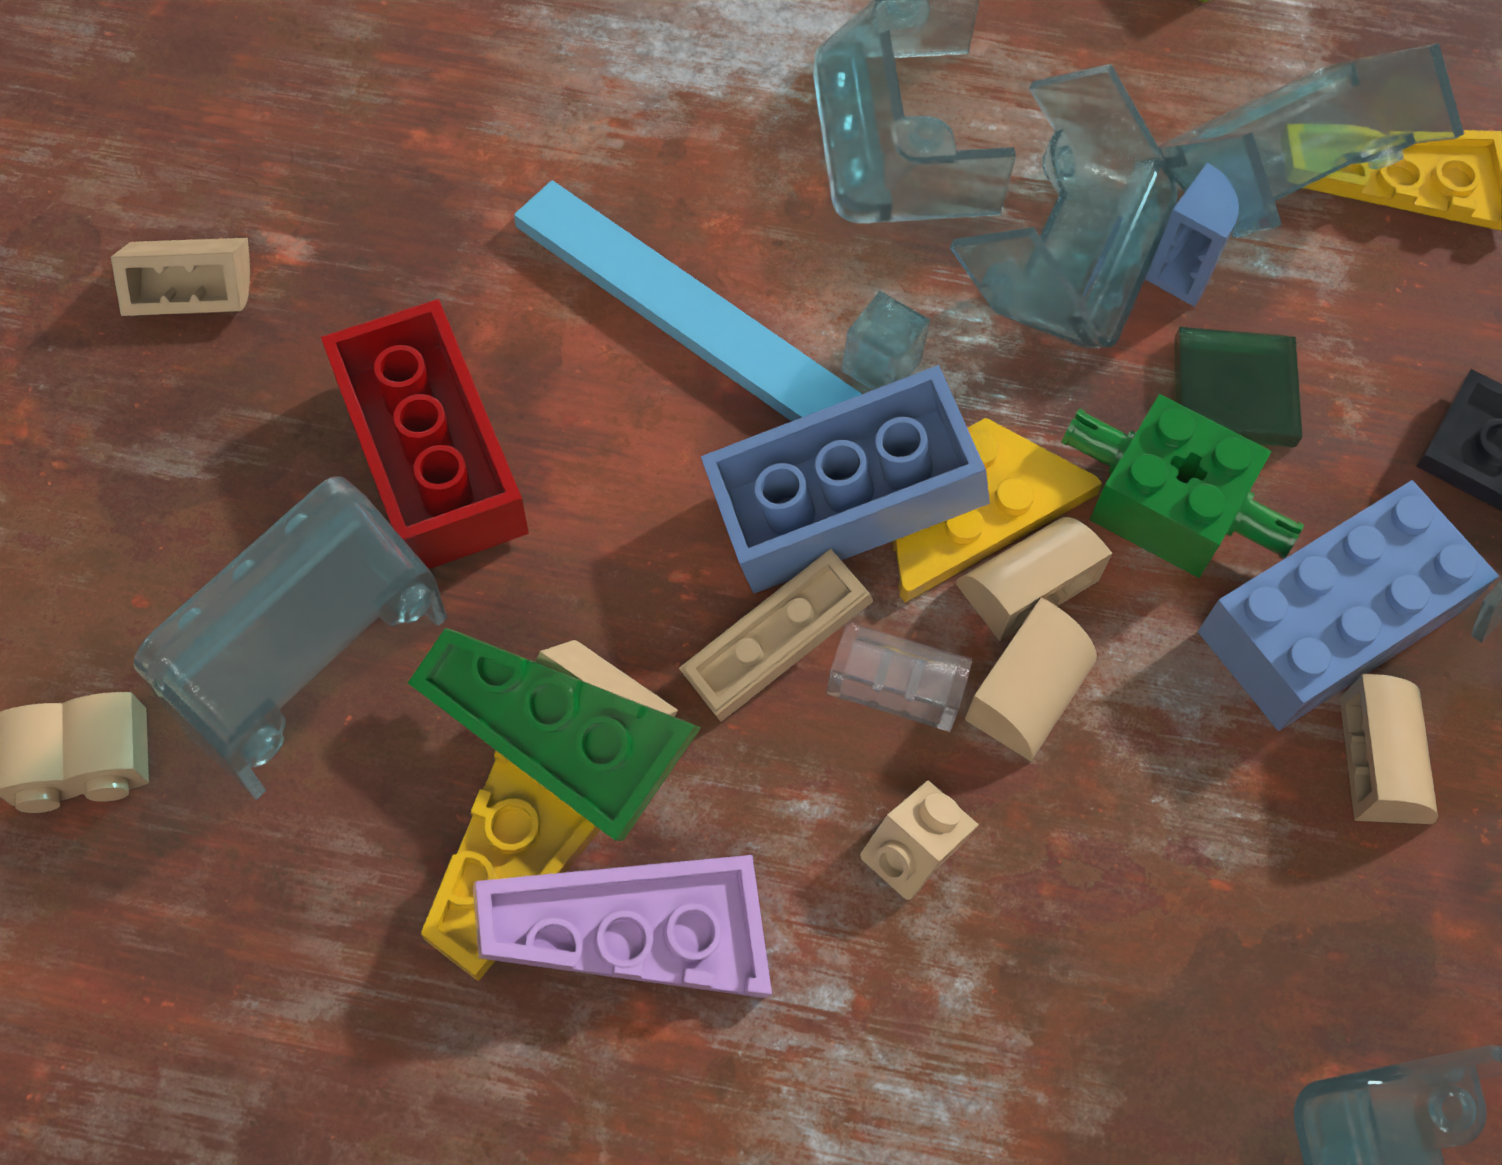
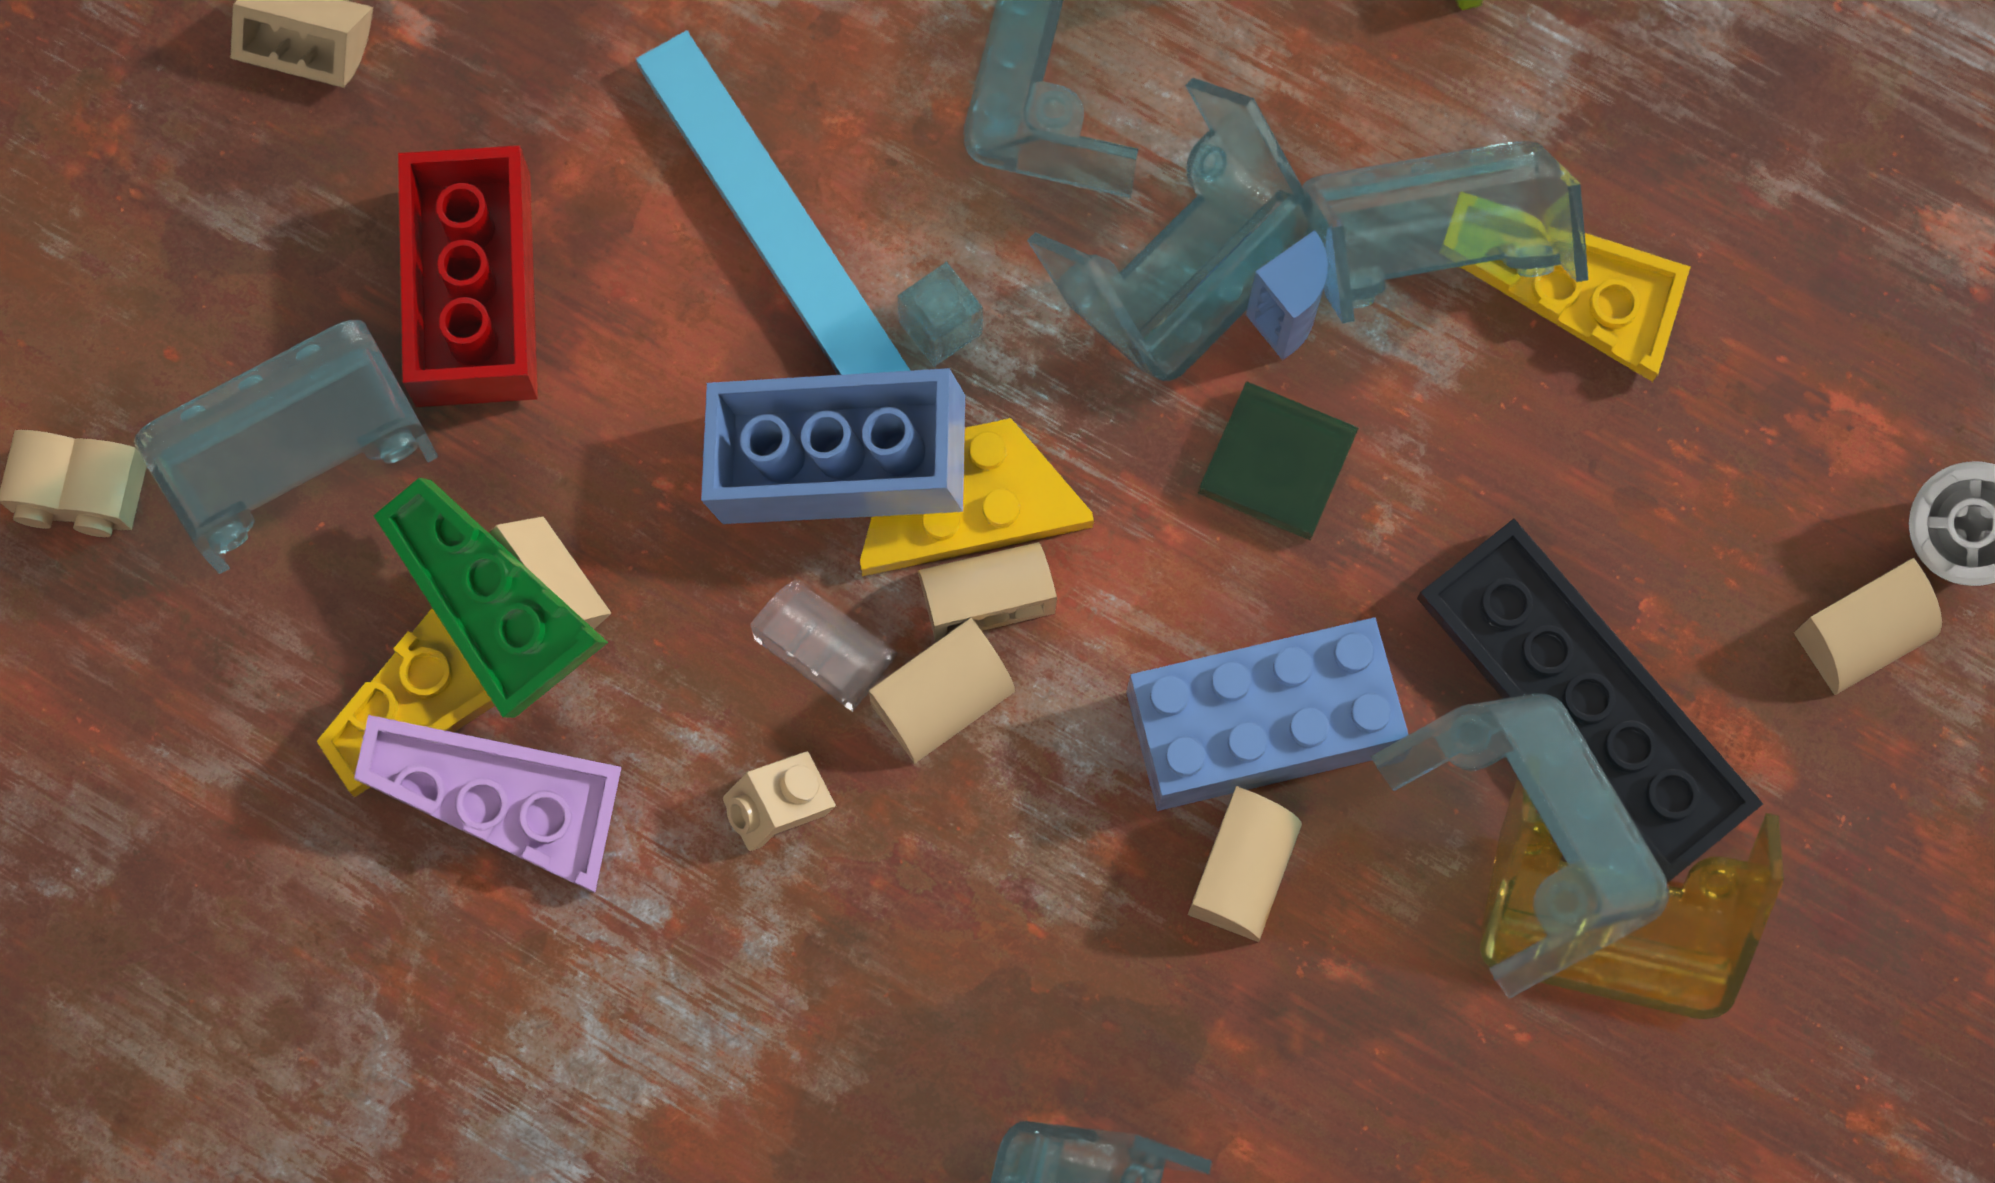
camera: 20 degrees right, 10 degrees up
(776, 634) = (721, 572): tan tile -> none
(1180, 485) = (1159, 585): green brick -> none

